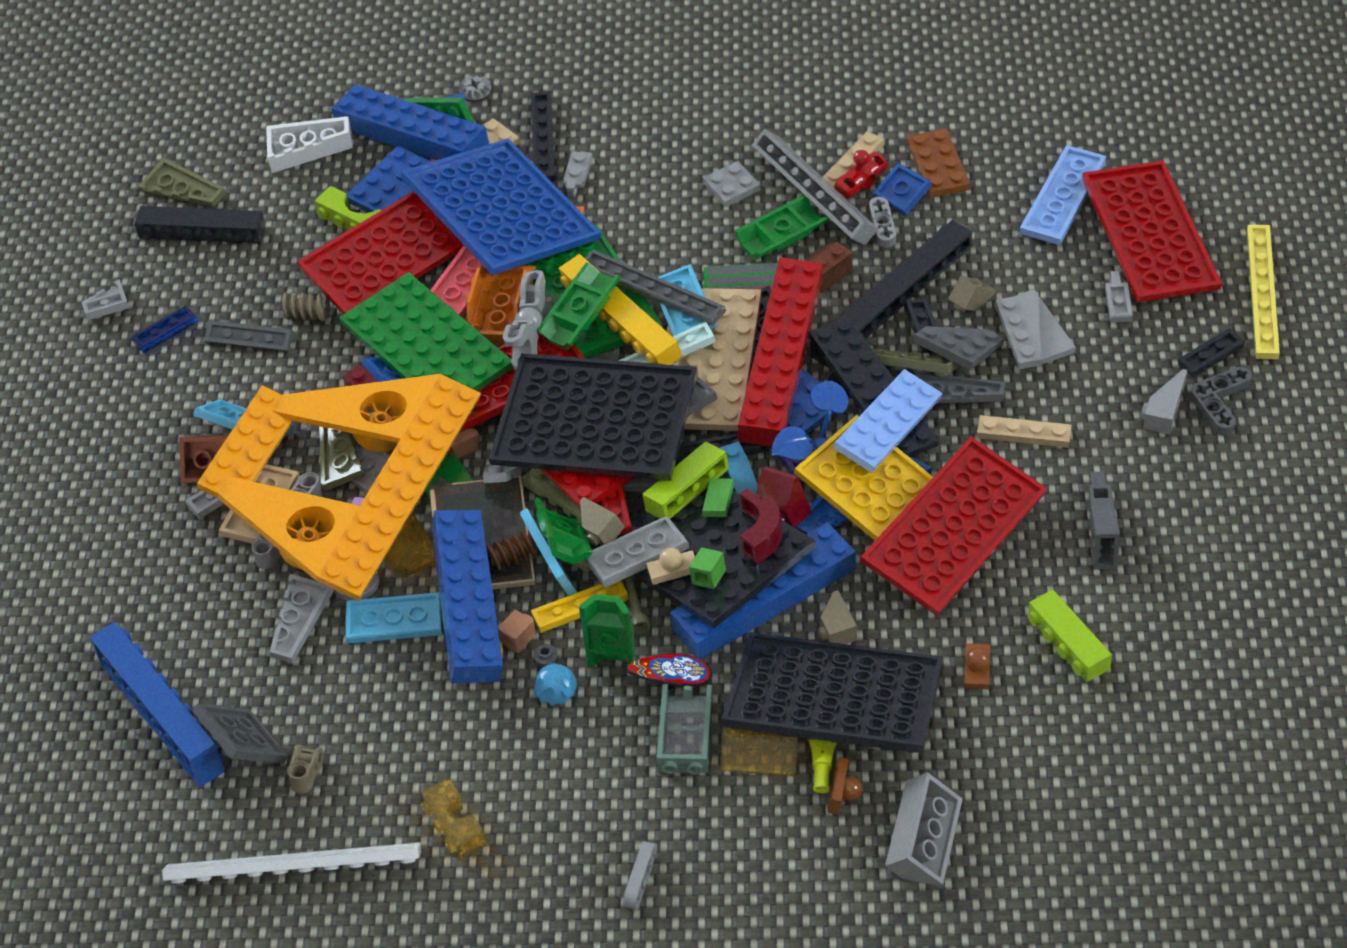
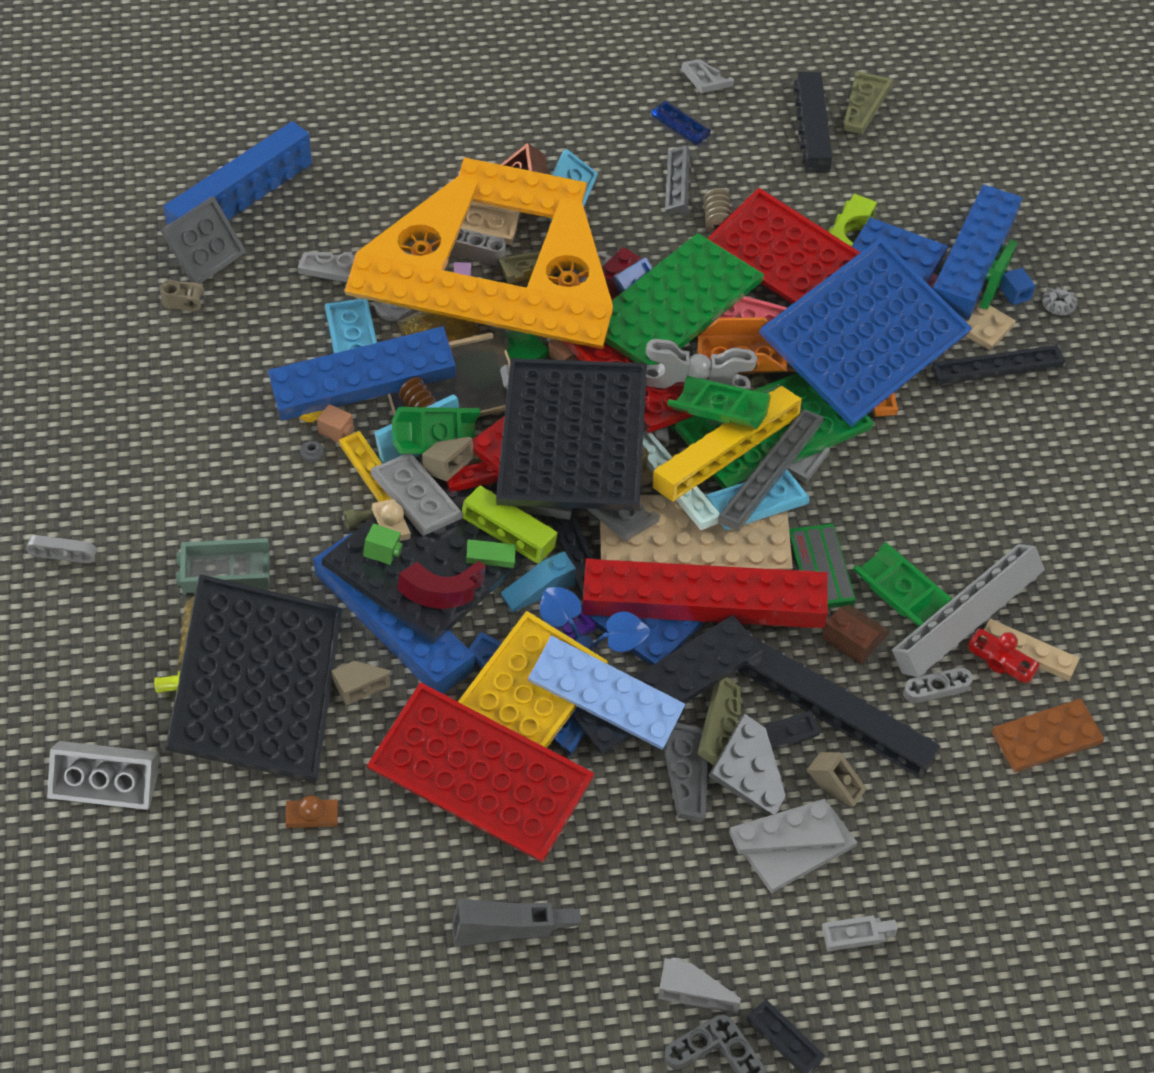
camera: 75 degrees right, 5 degrees up
(282, 863) = (84, 306): white plate -> none
(306, 141) = (937, 175): white wedge -> none
(461, 834) = (139, 395): clear yellow arch -> none
(555, 684) = (275, 461): dark azure hair -> none
(577, 172) = (953, 401): light grey hinge -> none
(607, 630) = (306, 487): green piece -> none
(671, 670) = (289, 546): shield -> none
(731, 184) = (967, 538): light grey plate -> none
(787, 493) = (500, 614): dark red slope -> none
(843, 786) = (154, 700): dark orange tile -> none
(902, 188) = (991, 699): blue tile -> none
(1024, 431) = (640, 844): tan plate -> none
(1061, 196) = (1021, 868): light blue plate -> none
(1069, 636) = (349, 895): lime brick -> none
(1151, 231) = (972, 963): red plate -> none

